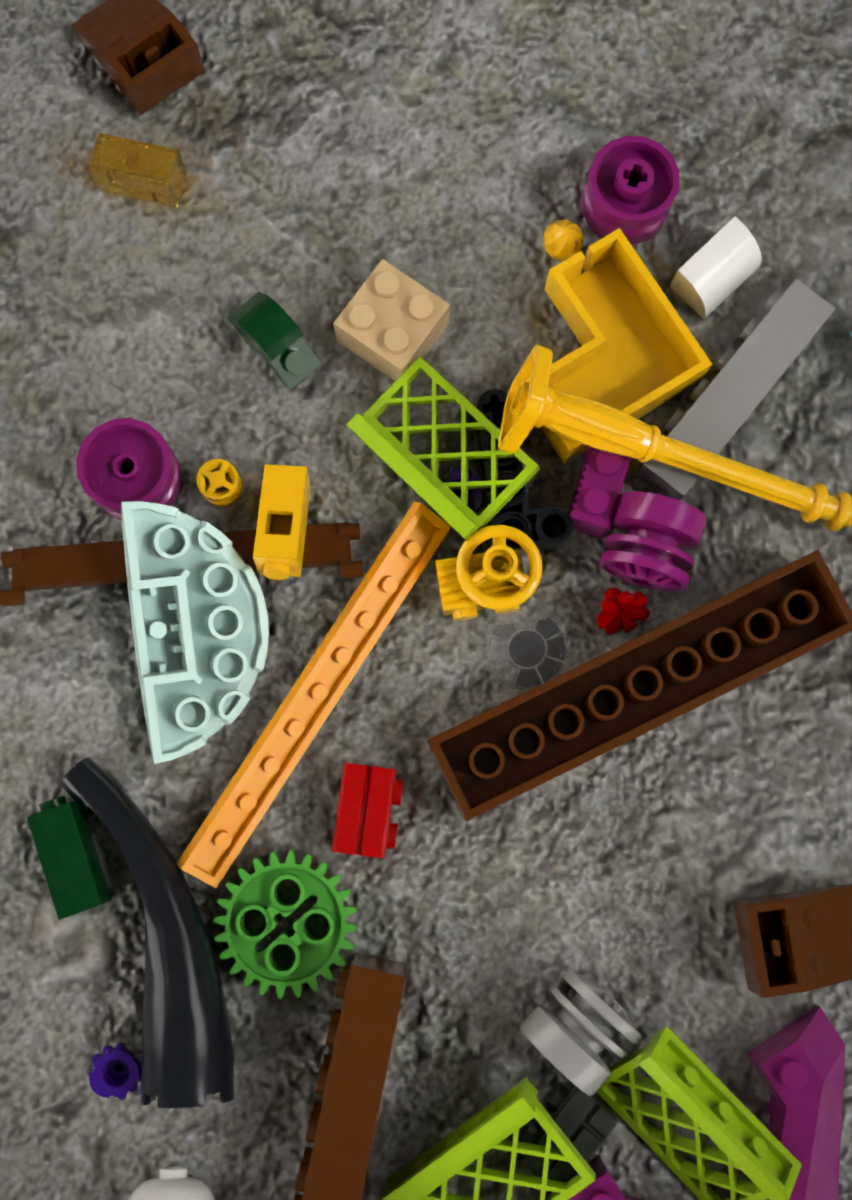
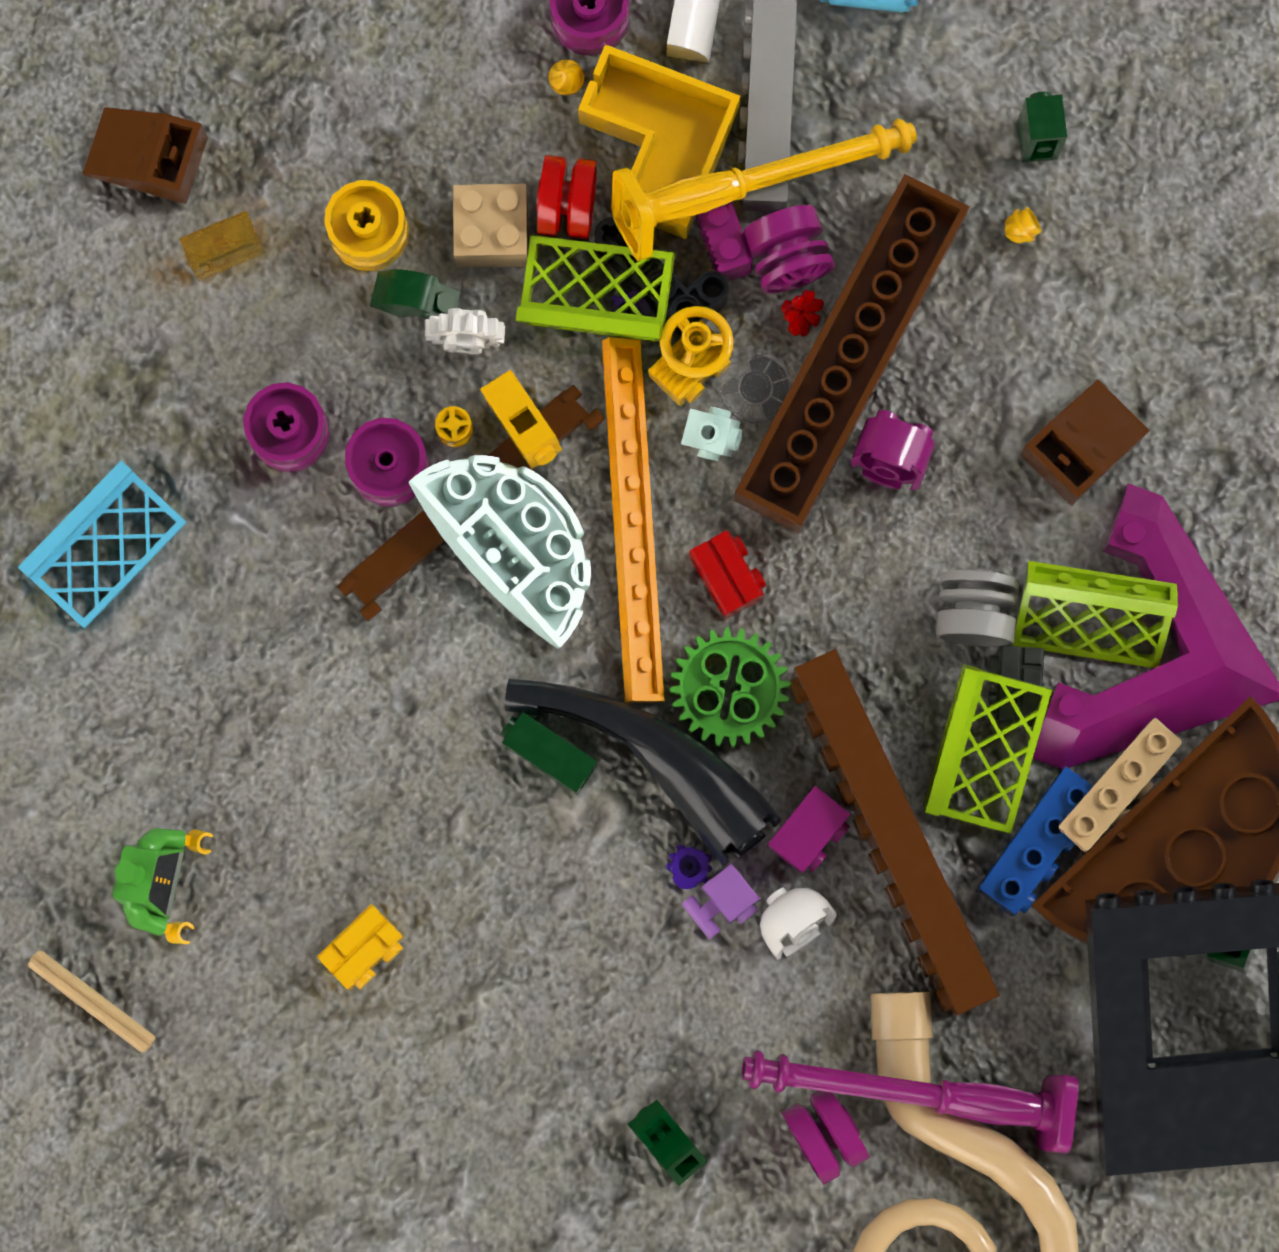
camera: 30 degrees left, 0 degrees up
(65, 372) = (277, 407): none -> magenta wheel
(129, 1132) = (727, 895): none -> medium lavender brick
(253, 1130) = (809, 831): none -> magenta brick
(279, 241) = (384, 220): none -> yellow wheel
(291, 400) = (464, 331): none -> white gear
(451, 664) = (700, 433): none -> light aqua brick
(478, 344) = (566, 197): none -> red wheel
(613, 810) = (893, 451): none -> magenta brick

